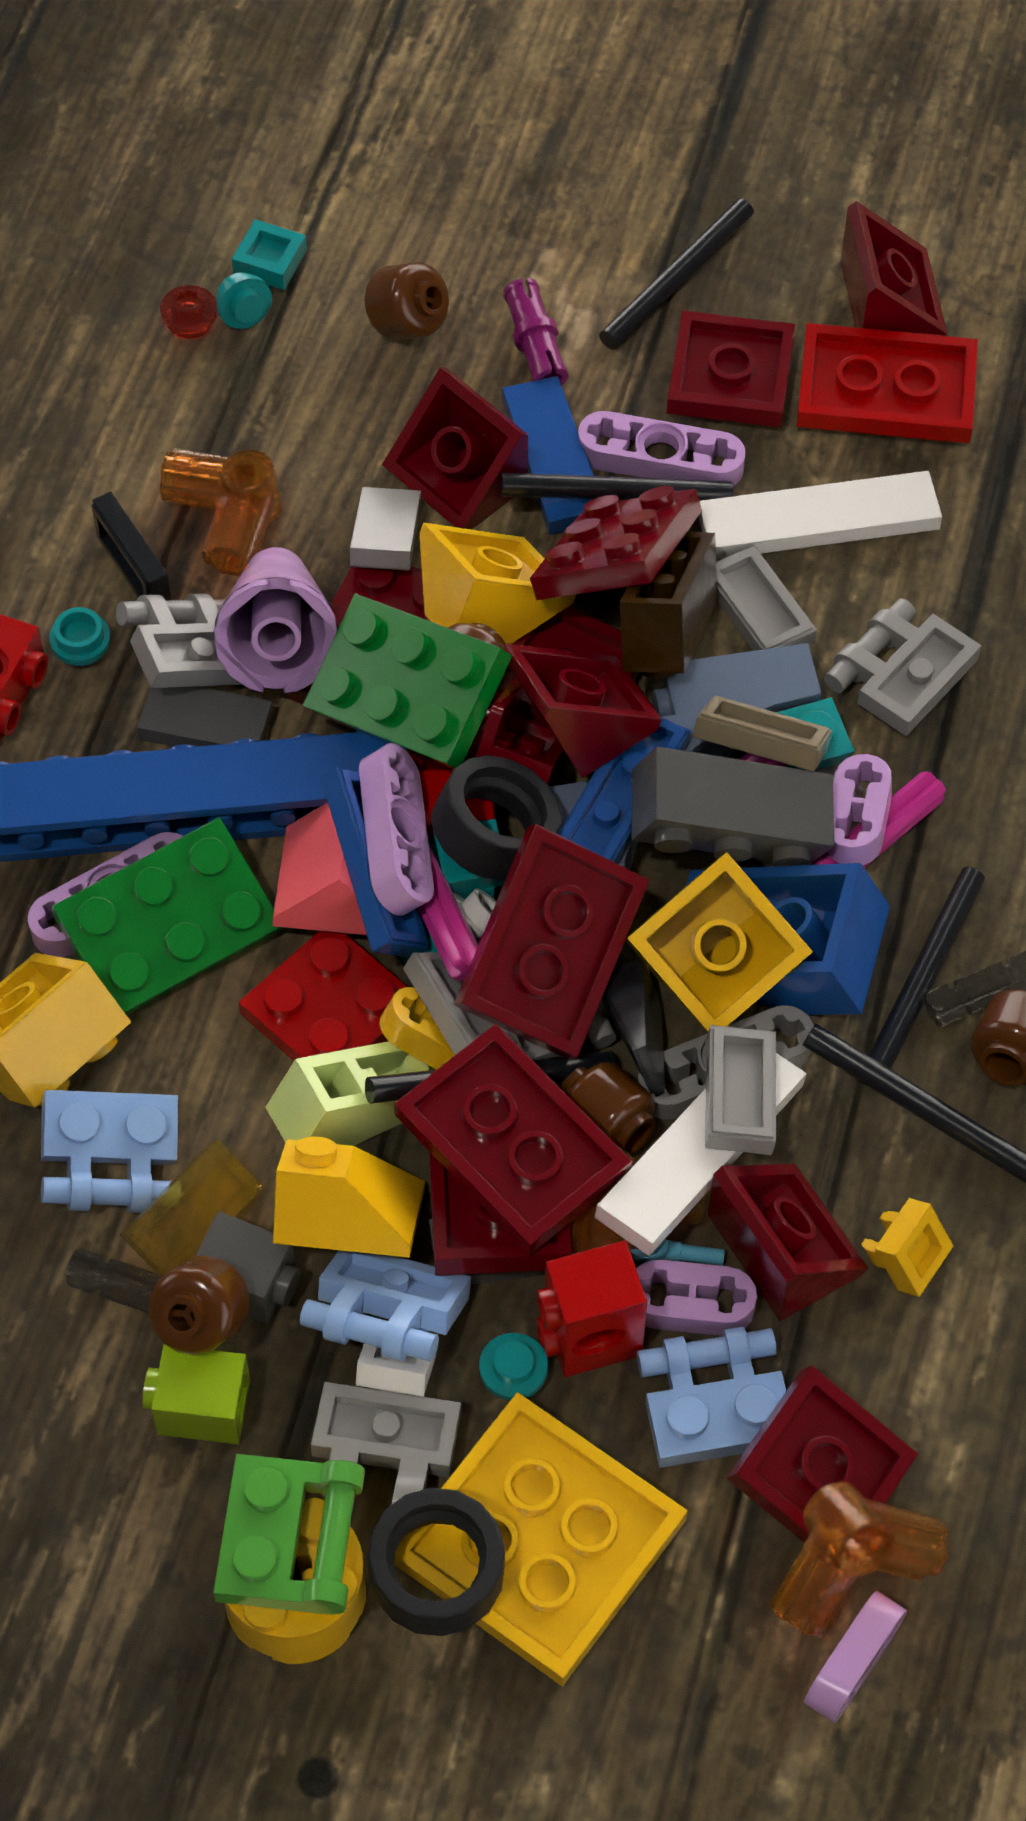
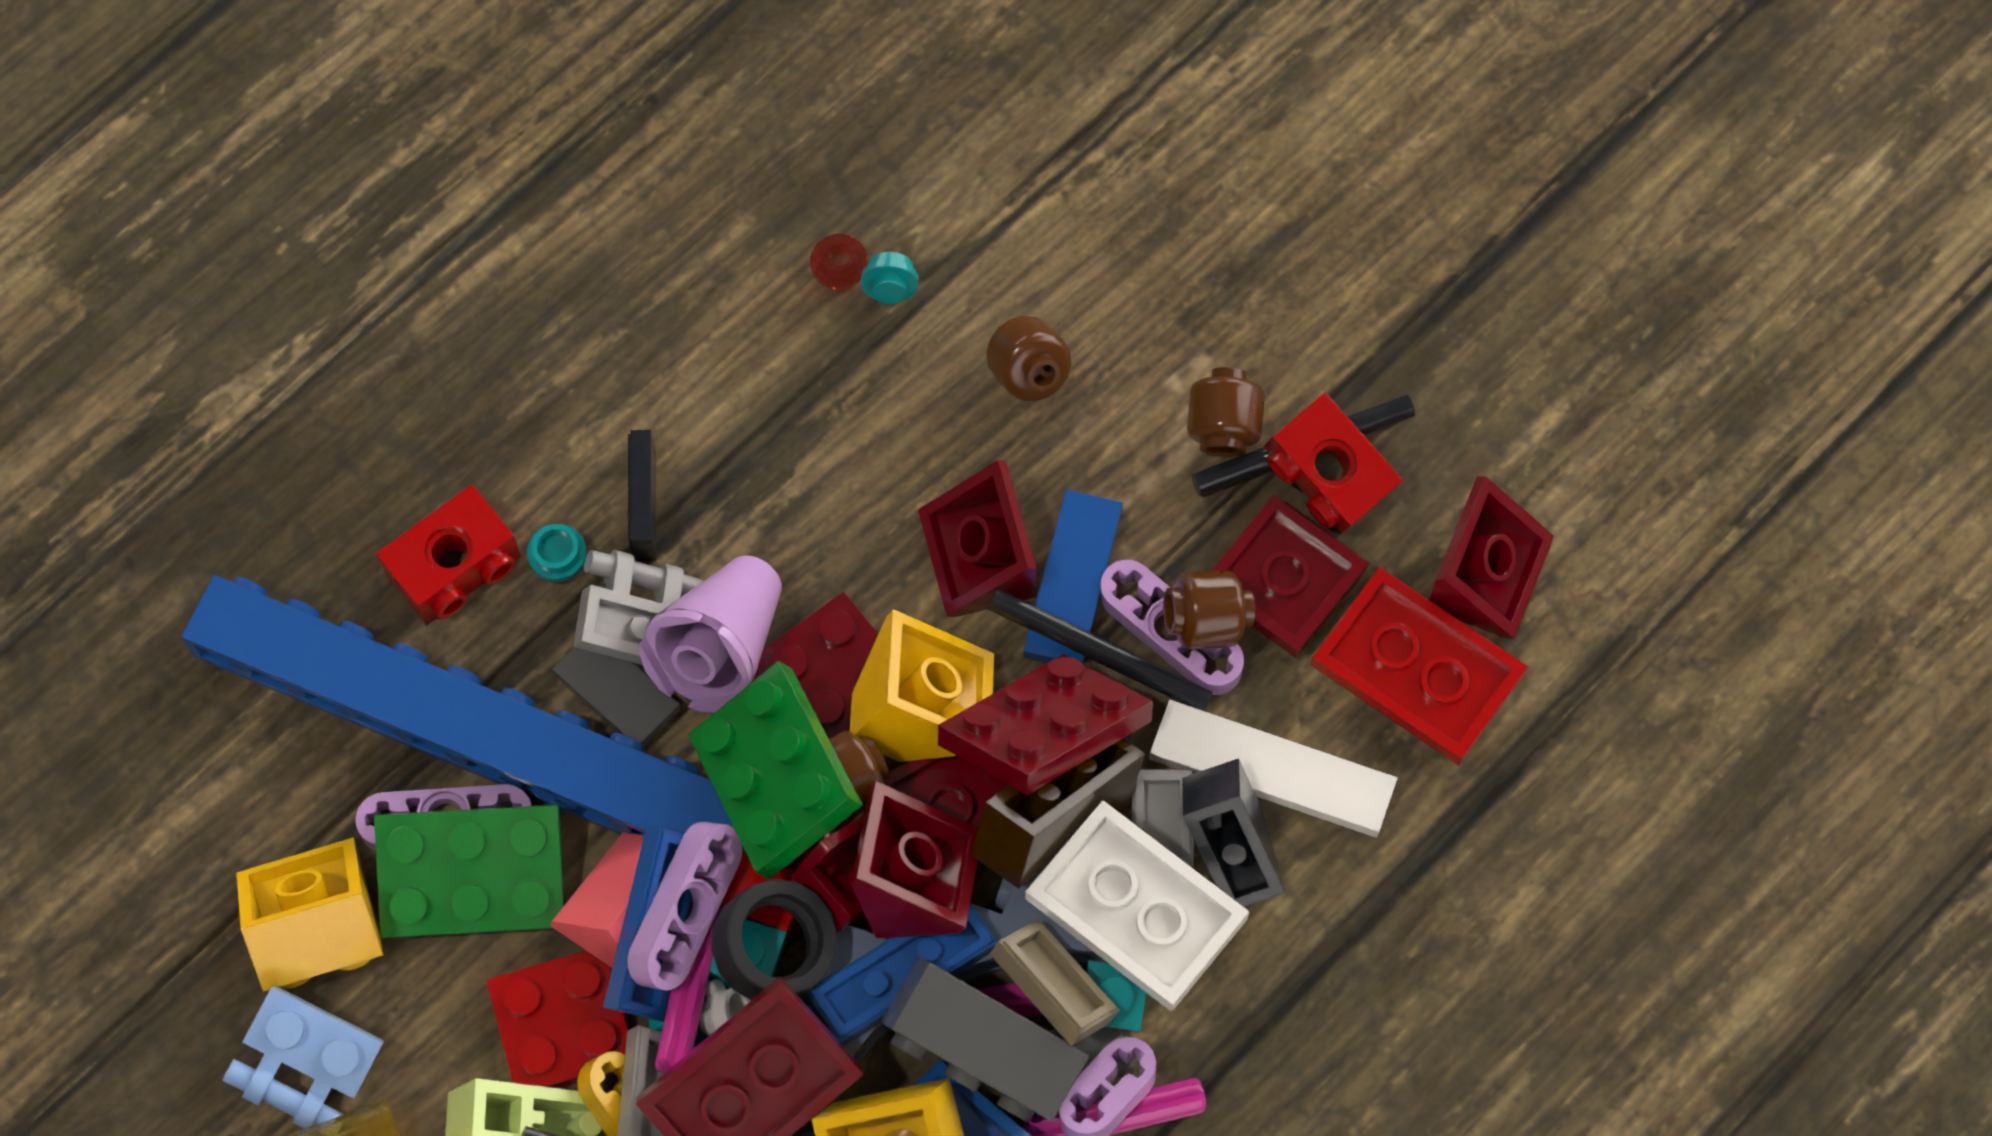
camera: 30 degrees right, 10 degrees up
(226, 486) = (756, 460): clear orange piece -> none
(270, 253) = (942, 240): teal plate -> none
(385, 528) = (873, 584): light grey tile -> none
(534, 331) = (1130, 446): magenta pin -> none
(600, 270) = (1225, 412): none -> reddish brown head
(691, 406) = (1208, 609): none -> reddish brown head
(703, 240) = (1328, 430): none -> red brick
(791, 644) = (1137, 905): none -> white plate
(825, 569) = (1231, 833): none -> black slope
(915, 676) = (1260, 976): light grey plate -> none

